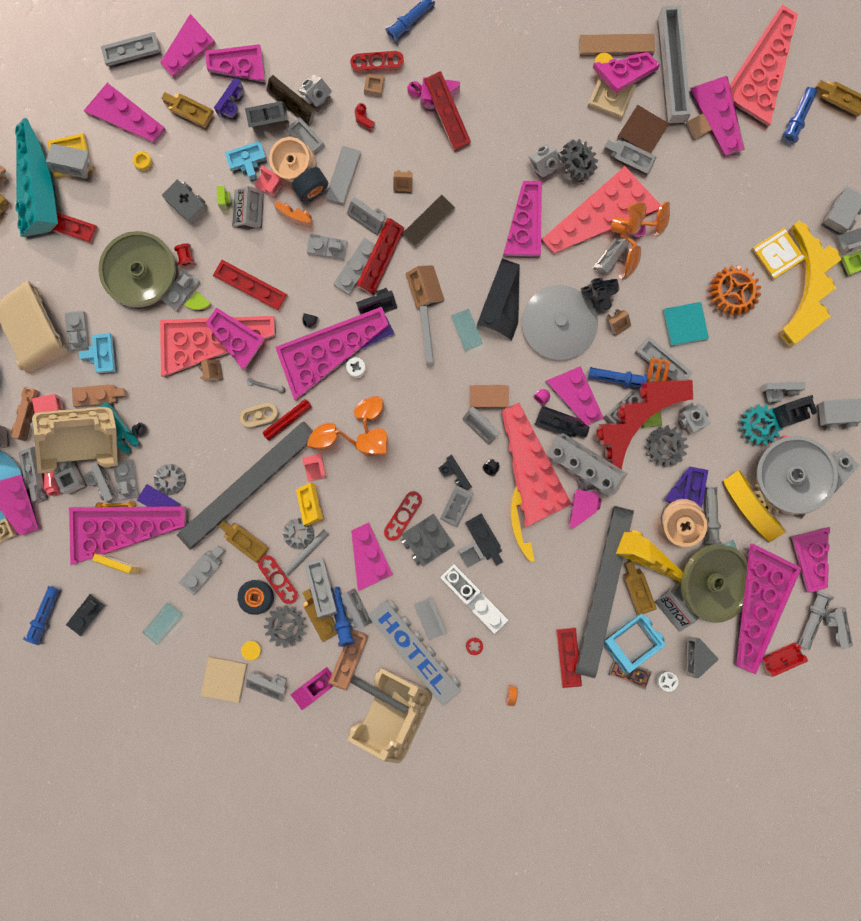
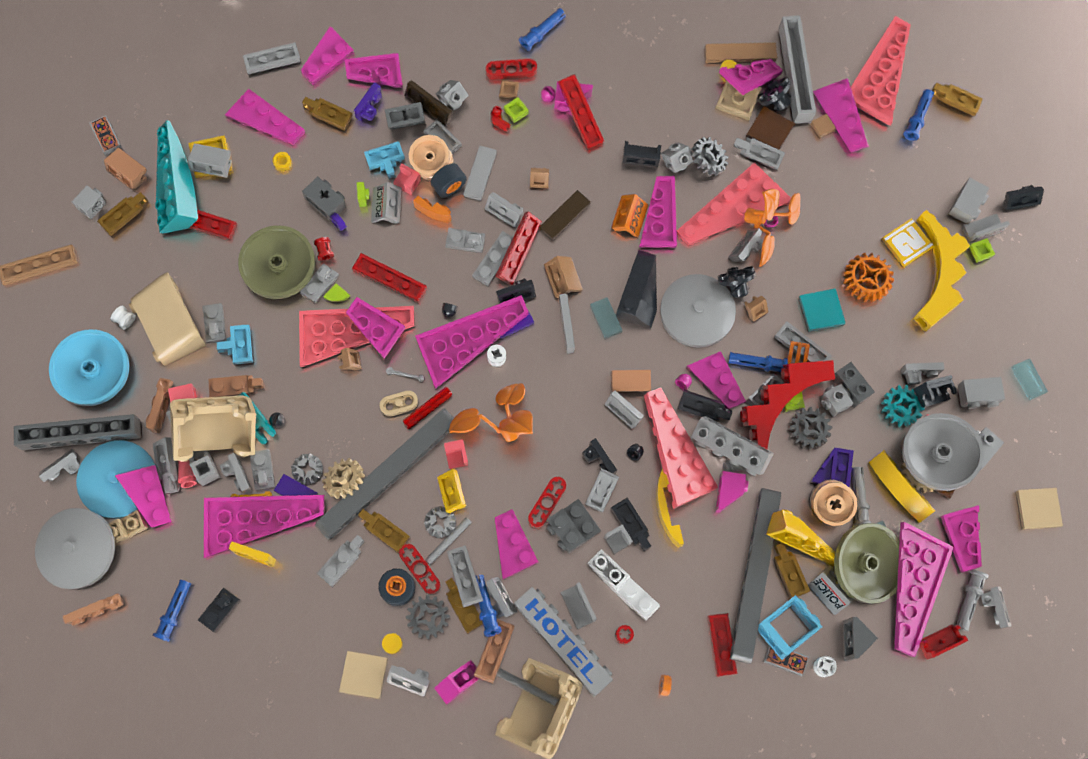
camera: 10 degrees left, 10 degrees down
(162, 623) = (299, 617): clear light blue tile -> none
(198, 226) = (338, 222): none -> dark purple tile
(203, 490) = (343, 478): none -> tan gear
(380, 107) = (516, 109): none -> lime plate
(494, 221) = (630, 214): none -> orange panel
(508, 156) = (641, 155): none -> black hinge
(651, 92) = (776, 94): none -> black plate
(713, 402) = (854, 383): none -> dark grey brick

